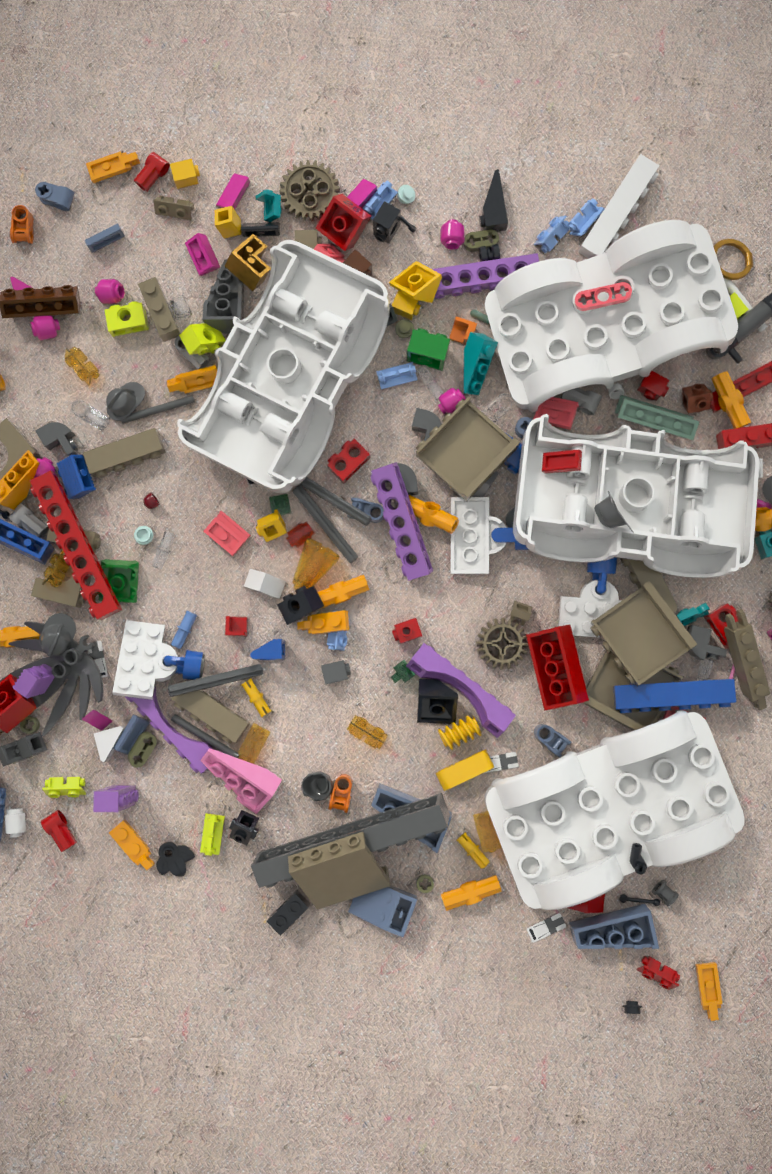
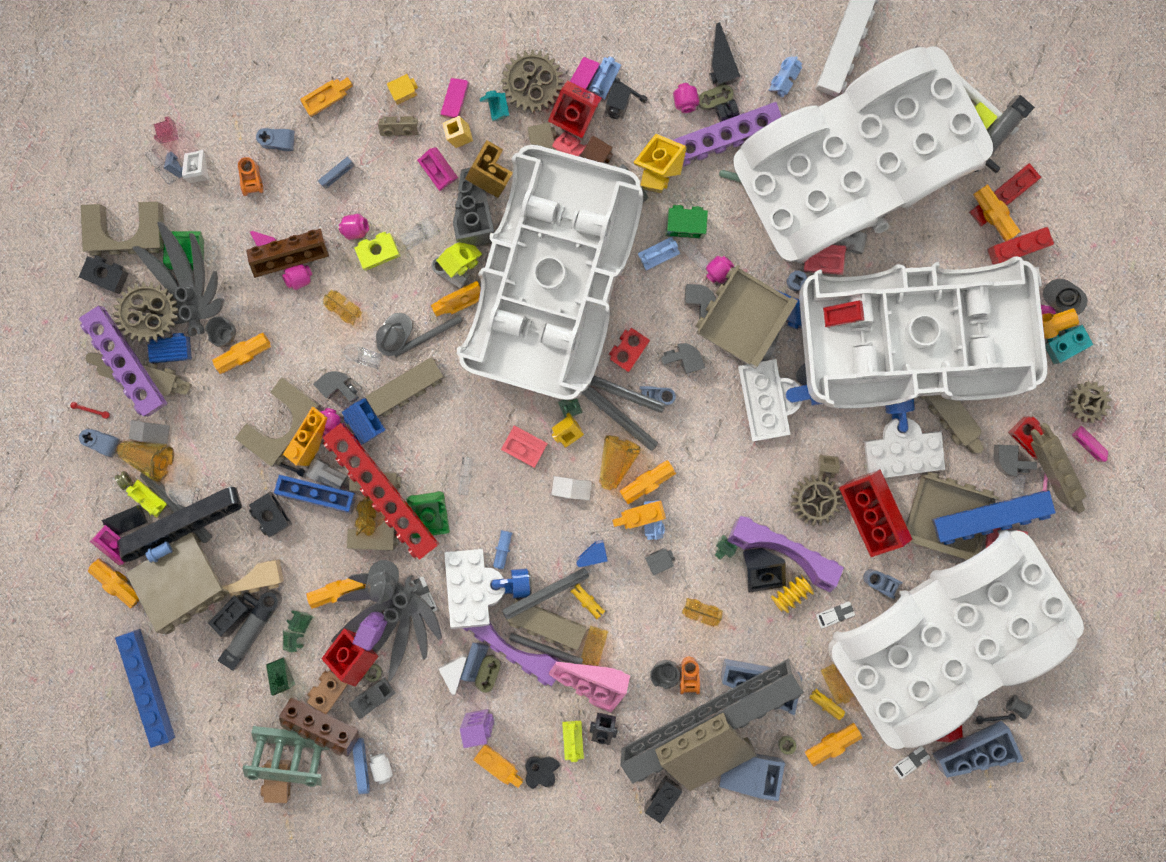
camera: 10 degrees left, 5 degrees up
(57, 788) = (413, 727): neon yellow hinge -> none
(57, 827) = (421, 764): red piece -> none
(97, 720) = (439, 655): dark pink sticker -> none
(143, 535) = (442, 464): light aqua plate -> none
(151, 501) = (442, 429): dark red hinge -> none
(154, 167) = (369, 89): red piece -> none
(159, 309) = (410, 237): dark tan brick -> none
(236, 626) = (553, 536): red panel -> none
(261, 229) = (491, 130): black slope -> none
(299, 534) = (596, 433): clear red brick -> none
(300, 605) = (613, 503): black brick -> none
(404, 328) = (657, 204): olive plate -> none
(405, 511) = (677, 357): medium lavender brick -> none
(406, 194) = (630, 65): light aqua plate -> none
(407, 631) = (721, 506): red brick -> none
(432, 515) = (721, 387): light orange piece -> none
(461, 330) = (716, 195): orange panel -> none
(464, 770) = (804, 629): yellow beam -> none
(477, 359) = (737, 220): teal slope -> none
(580, 224) = (813, 61): light blue hinge -> none
(598, 304) = (869, 138): coral beam -> none
(609, 514) = (902, 360): dark grey piece -> none
(632, 1007) = (1007, 820): black plate -> none
(637, 860) = (988, 684): black arm -> none
(642, 634) = (952, 465): dark tan panel -> none
(650, 970) = (1019, 782): red hinge -> none
(654, 386) = (917, 214): red brick -> none
(656, 417) = (926, 246): sand green fence -> none
(690, 615) = (992, 436): teal plate -> none
(696, 398) = (961, 217): copper brick -> none
(709, 988) = (1077, 788): light orange hinge -> none
(746, 252) = (987, 63): pearl gold piece -> none

